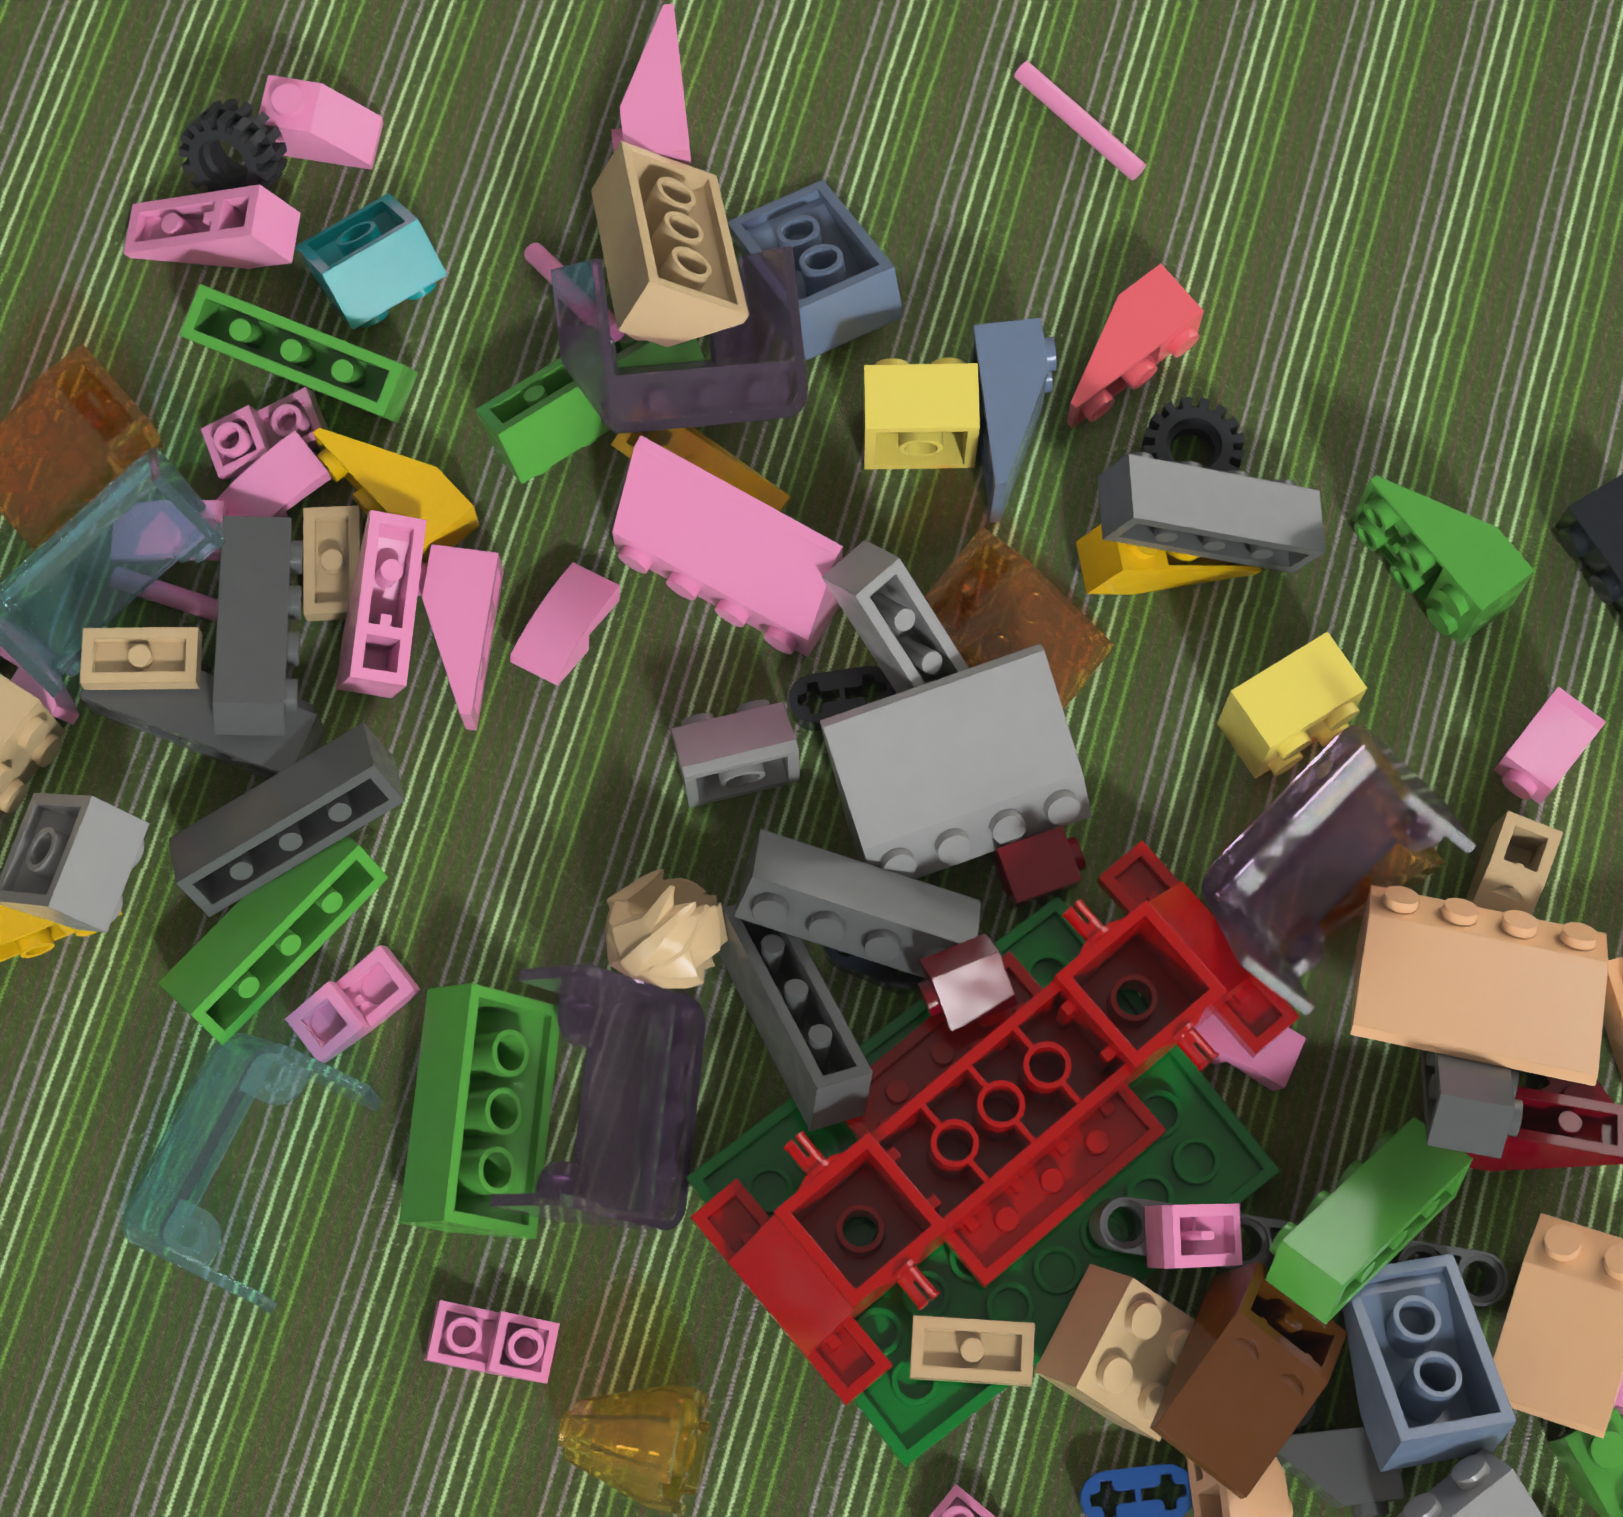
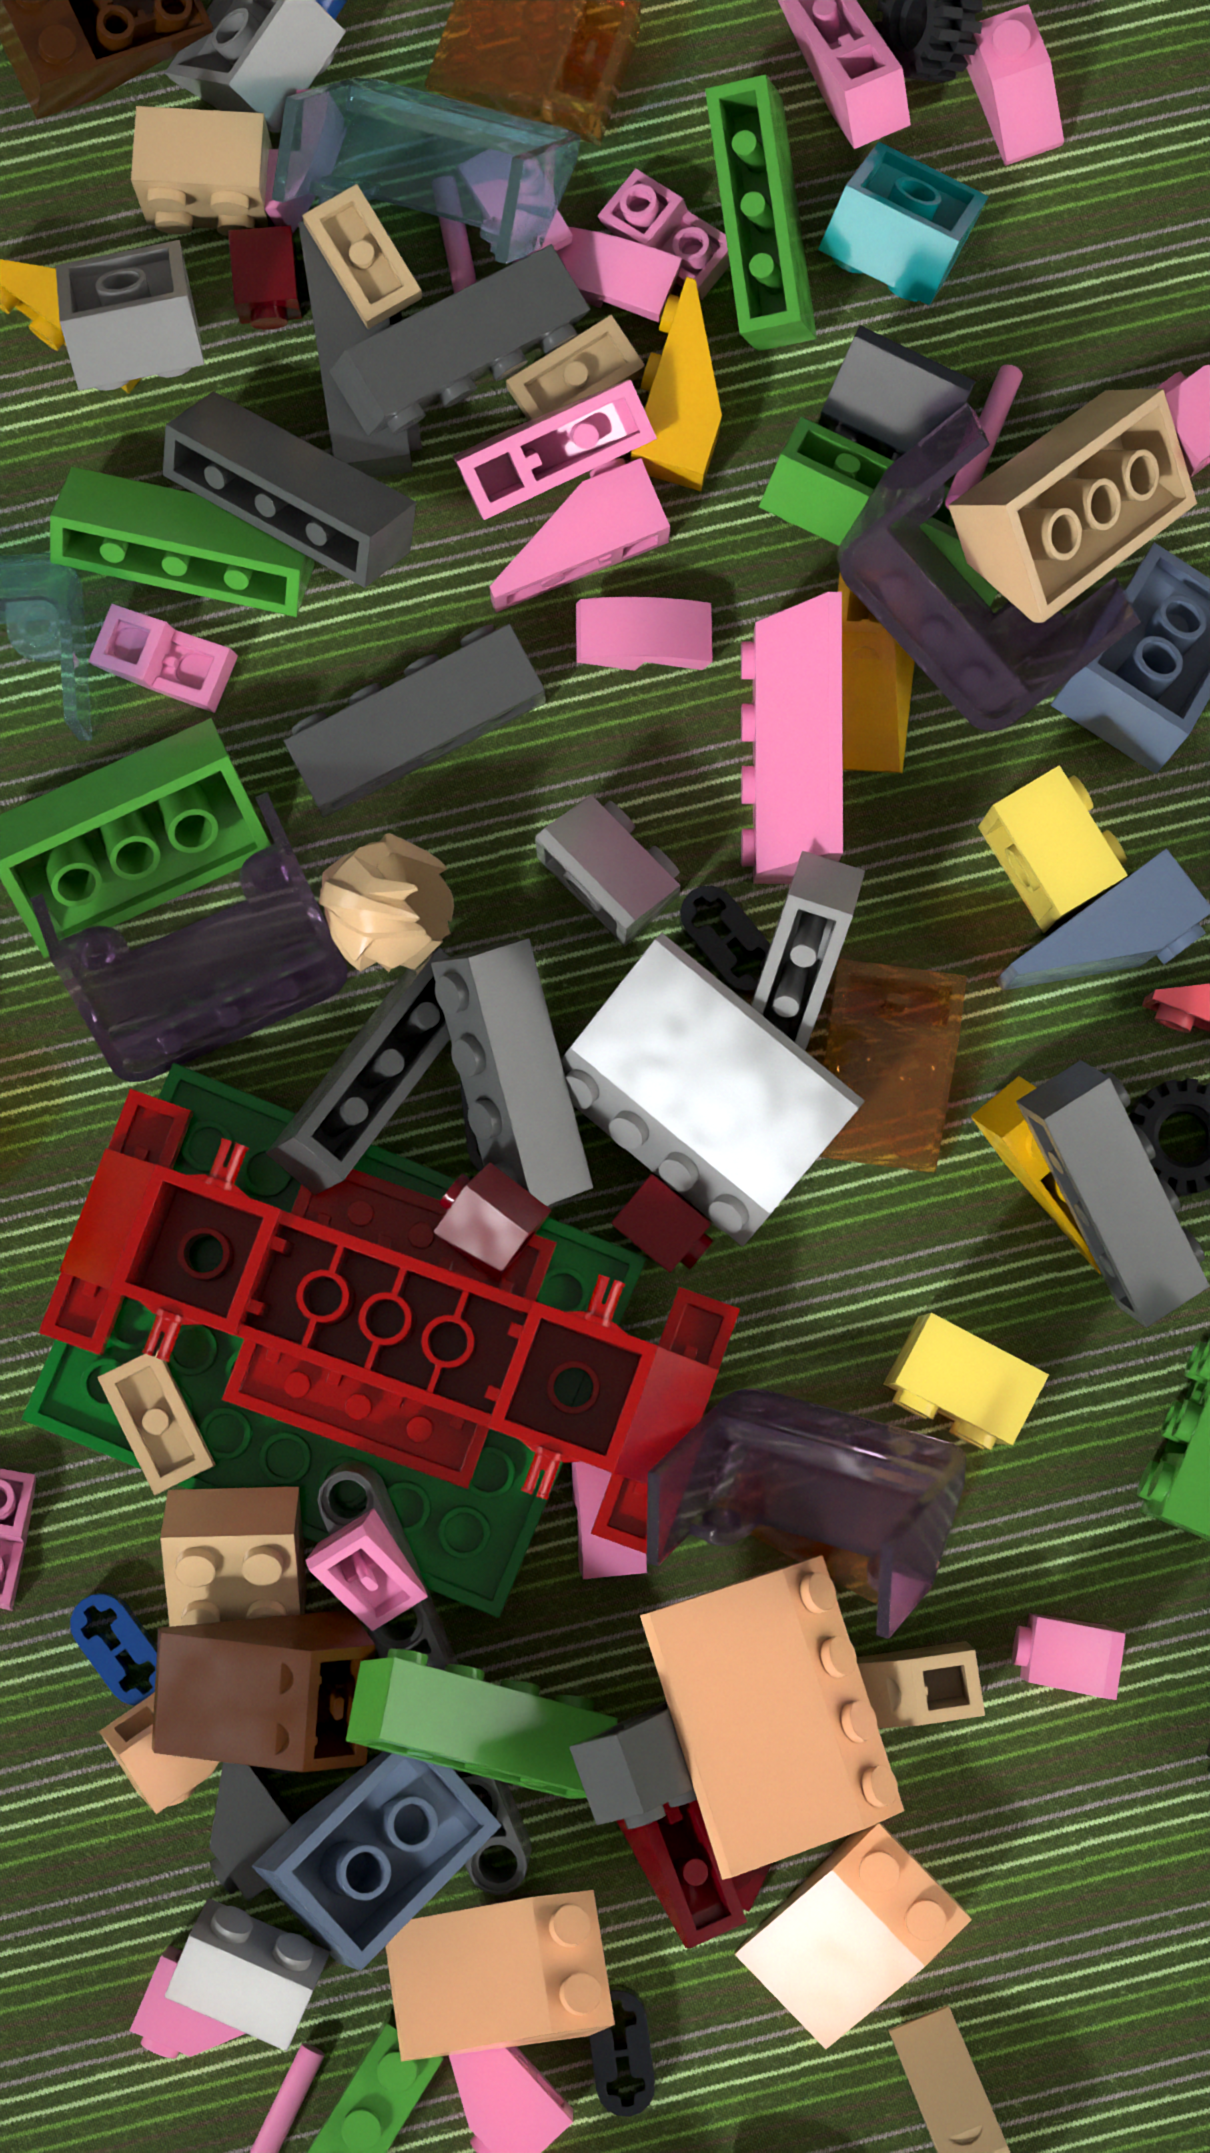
camera: 55 degrees right, 10 degrees up
(102, 750) = (265, 276): none -> dark red brick
(503, 334) = (891, 395): none -> slope
(525, 834) = (415, 719): none -> dark grey brick

